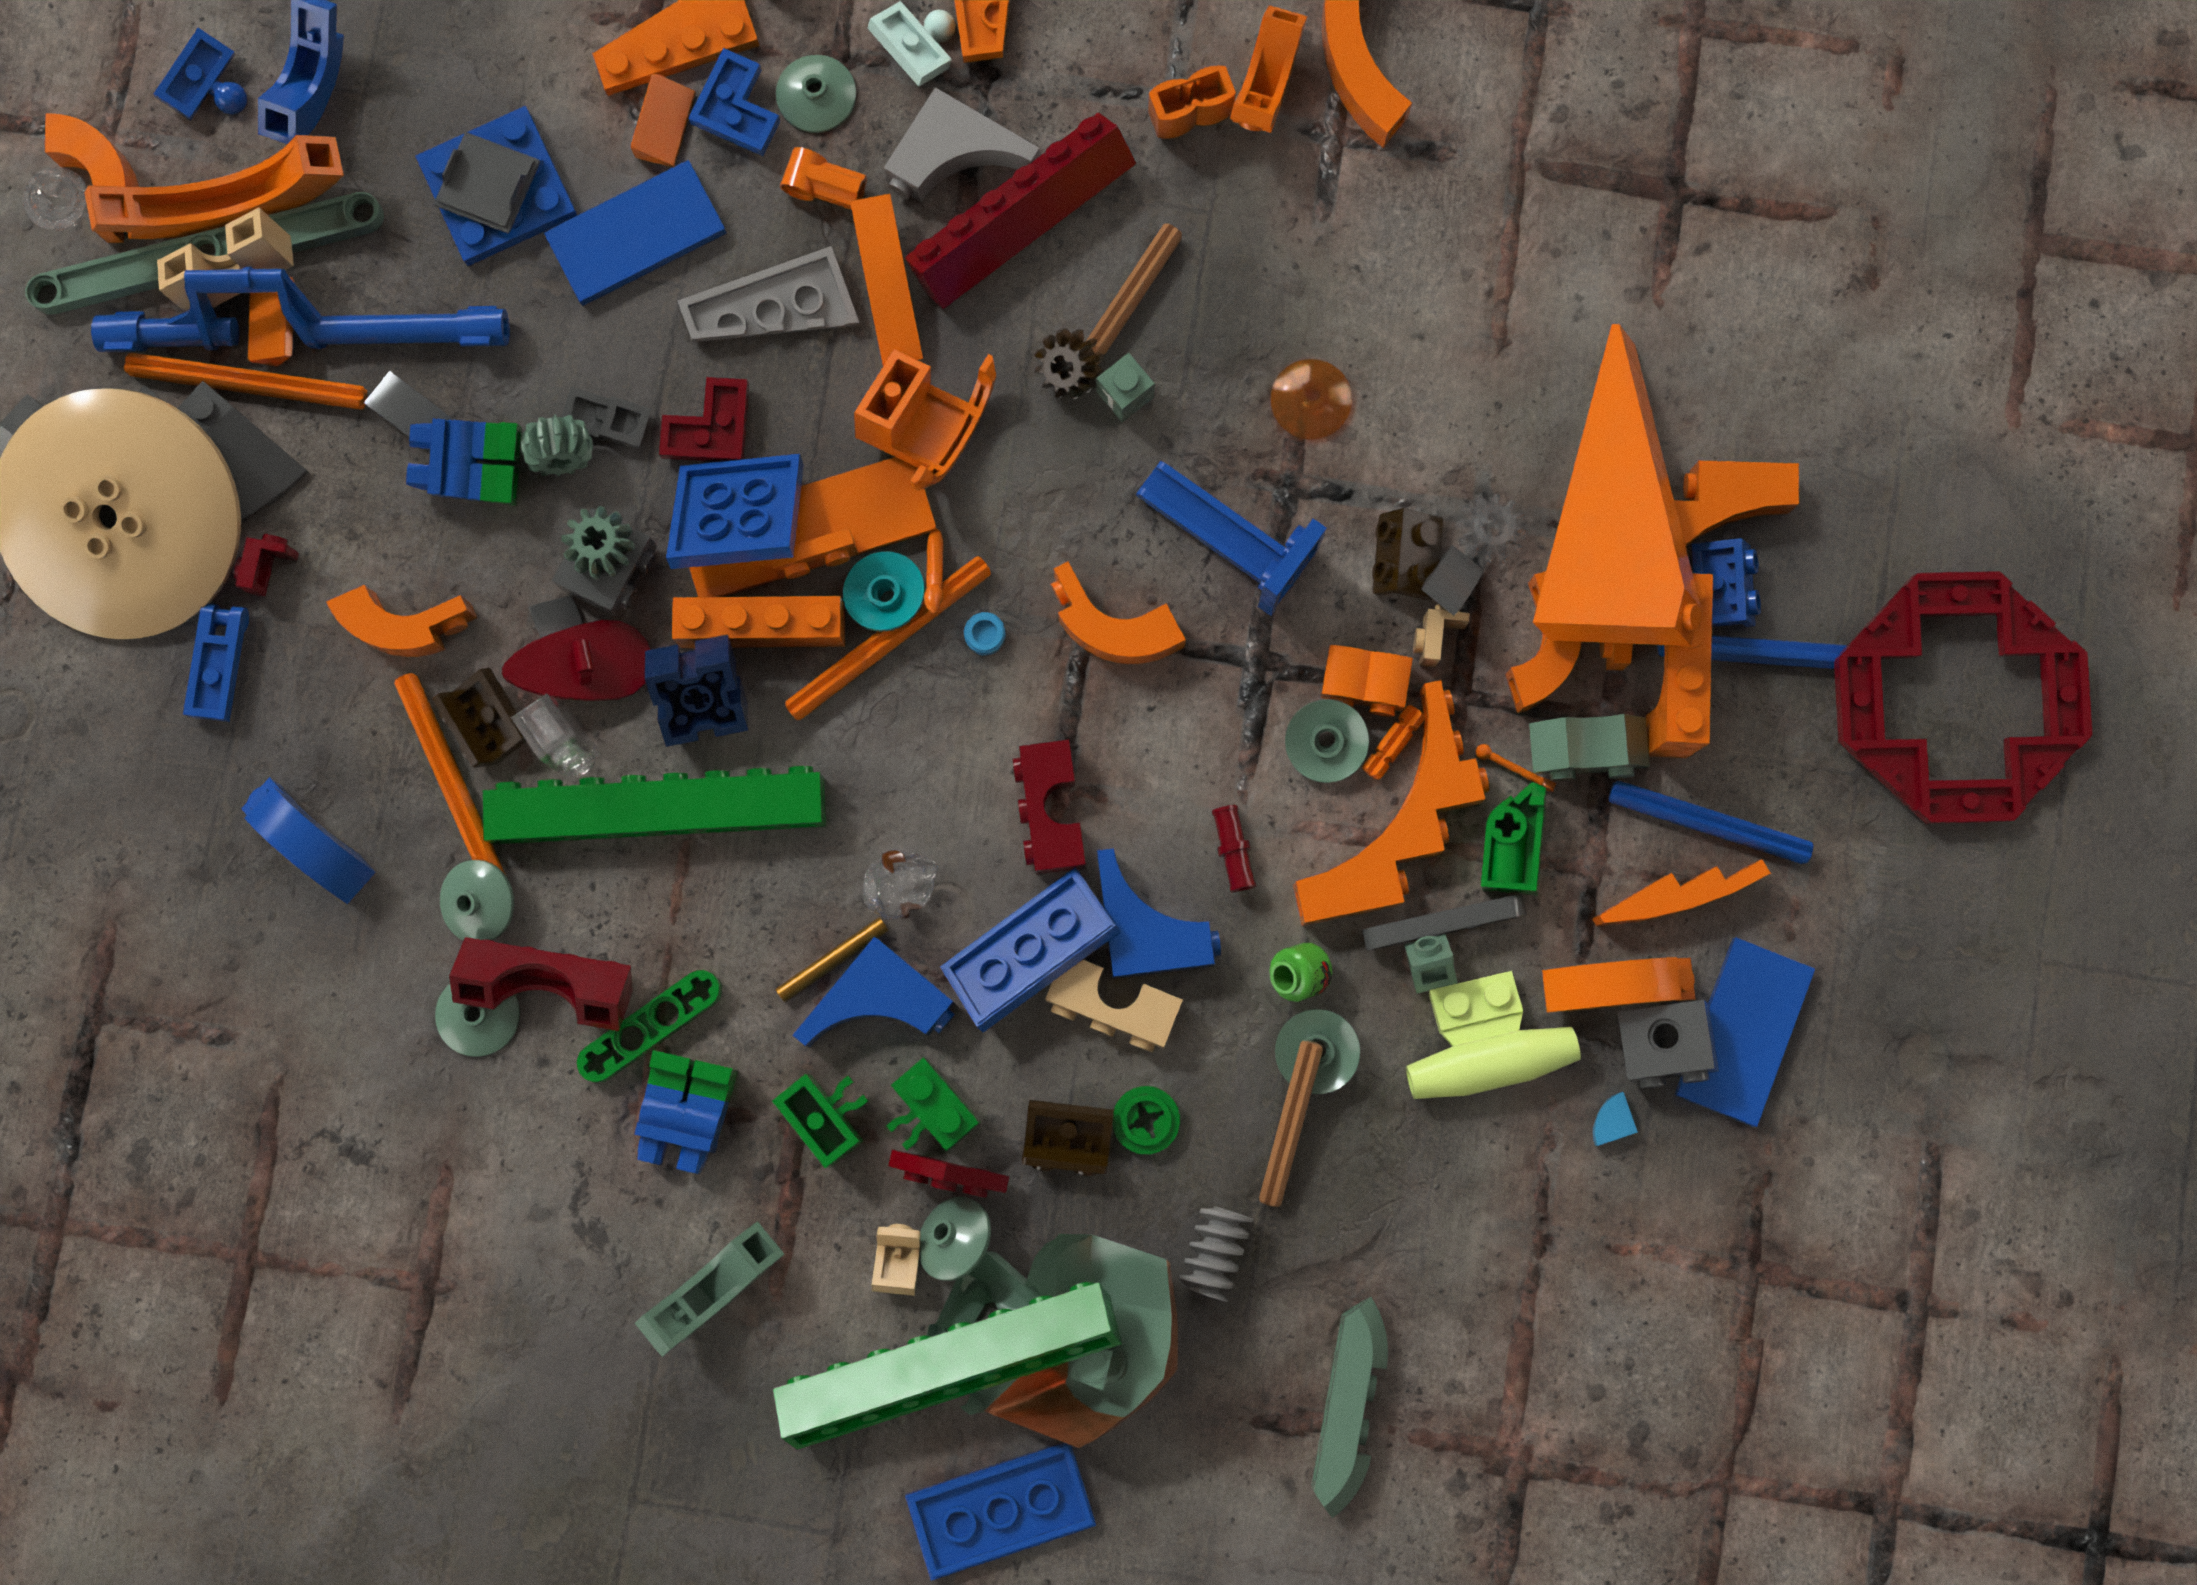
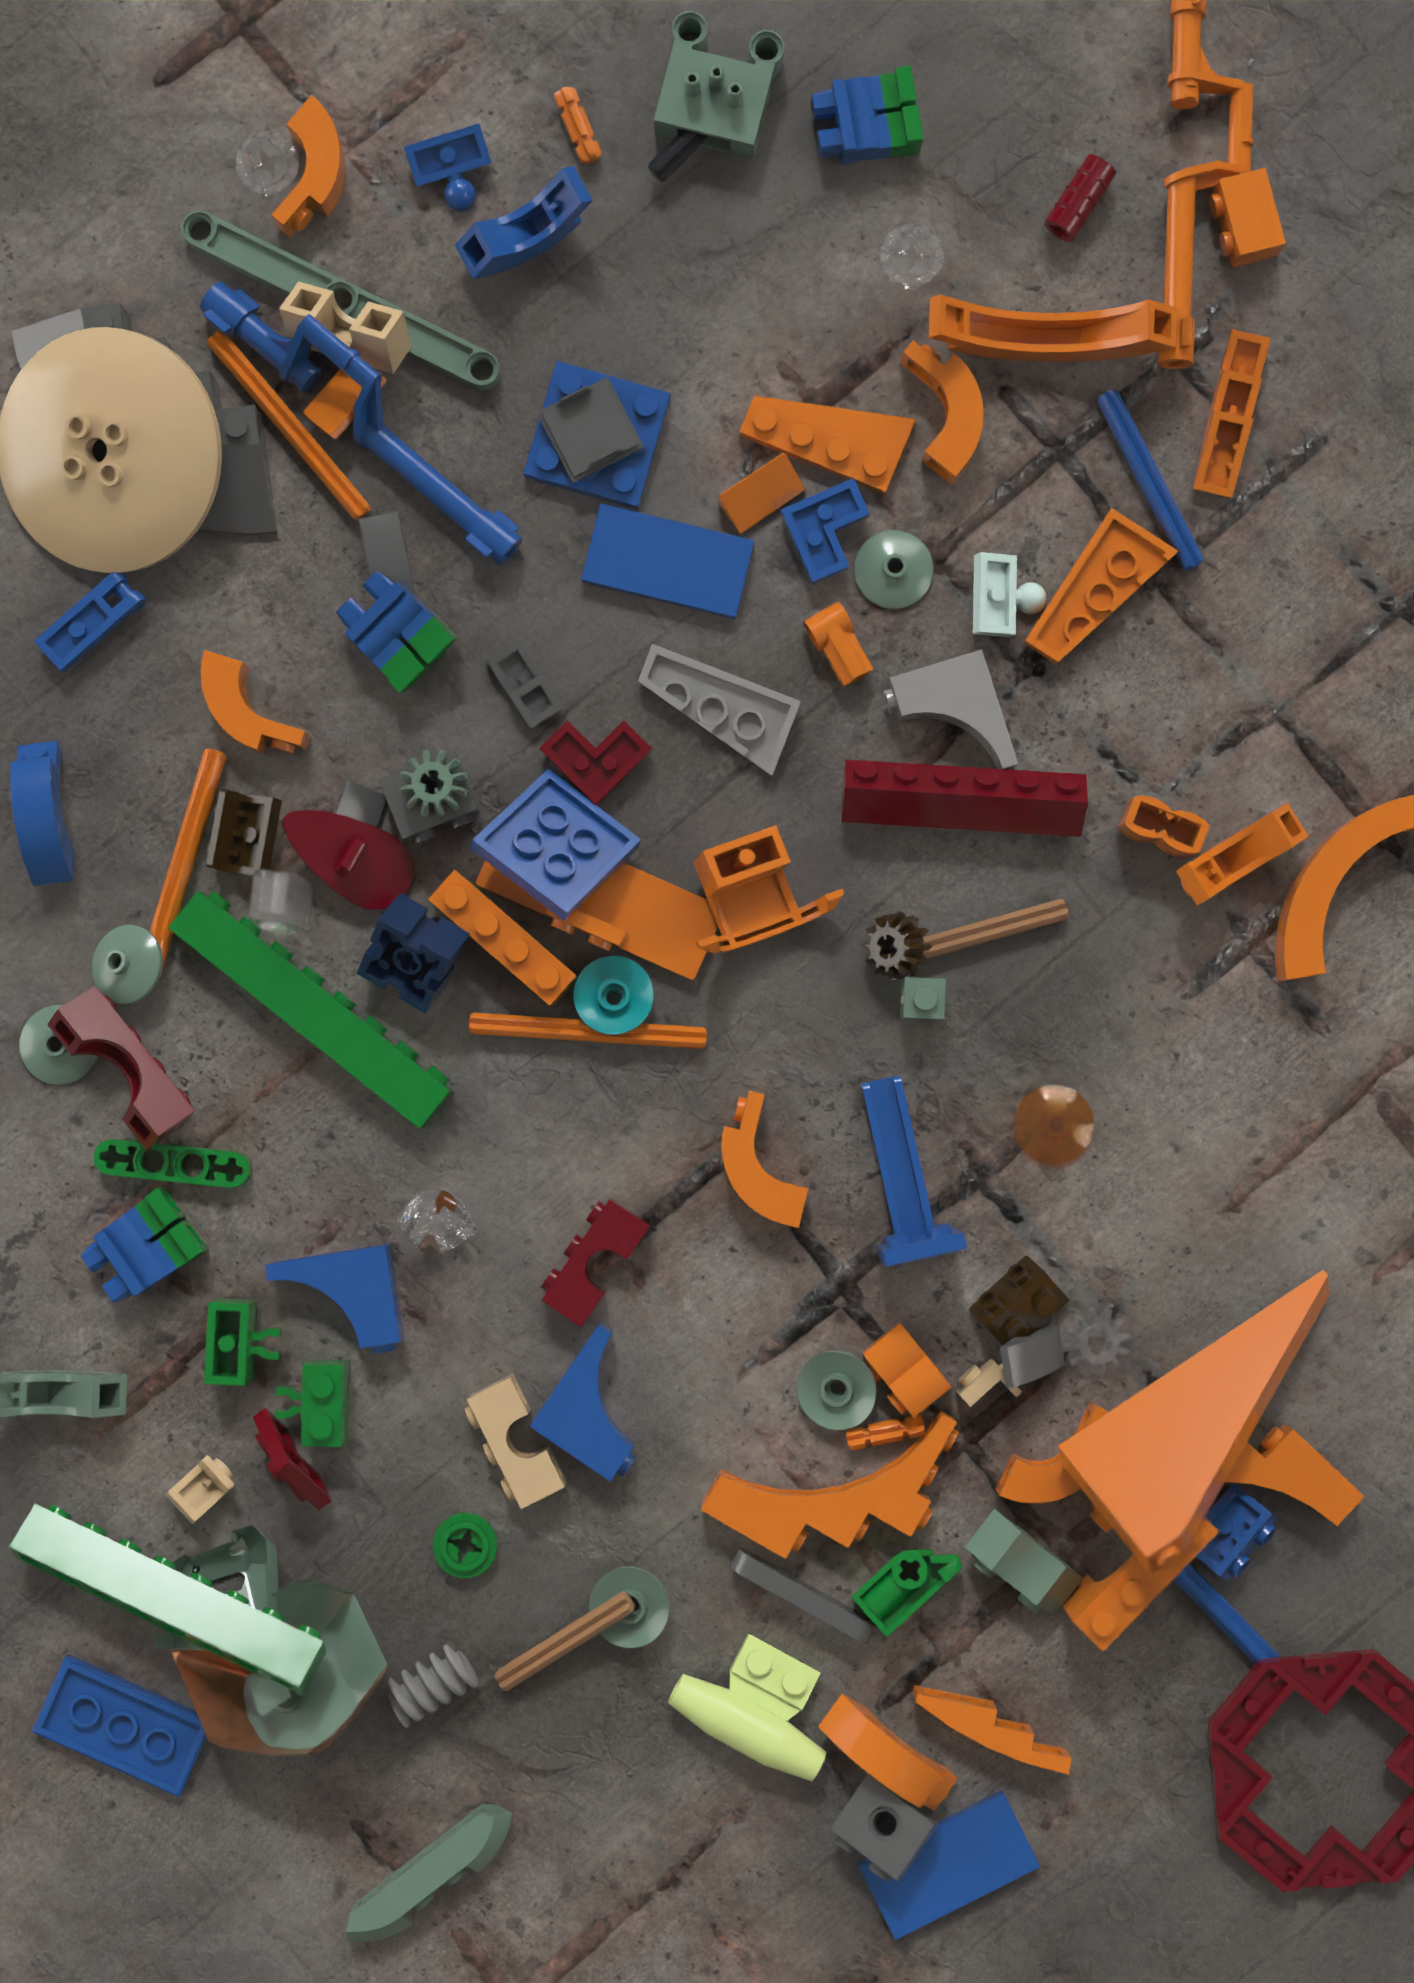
camera: 40 degrees right, 5 degrees up
(255, 565) = (177, 574): dark red bracket -> none
(277, 184) = (421, 291): orange arch -> none
(556, 445) = (469, 677): sand green gear -> none
(831, 960) = (343, 1230): pearl gold bar -> none
(886, 276) = (820, 761): orange slope -> none
(934, 571) = (663, 1012): orange piece -> none
(954, 1238) = (260, 1521): sand green dish -> none
(984, 633) = (660, 1088): dark azure tile -> none
(1029, 949) = (487, 1352): tile -> none
(1067, 1137) = (397, 1510): dark brown bracket -> none
(1234, 848) = (700, 1407): dark red pin -> none
(1300, 971) = (667, 1541): bright green head -> none
(1431, 963) = (767, 1617): sand green bracket -> none
(1485, 752) = (944, 1497): orange hinge -> none
(1613, 1120) = (797, 1843): dark azure tile -> none
(1711, 822) = (1062, 1694): blue axle -> none

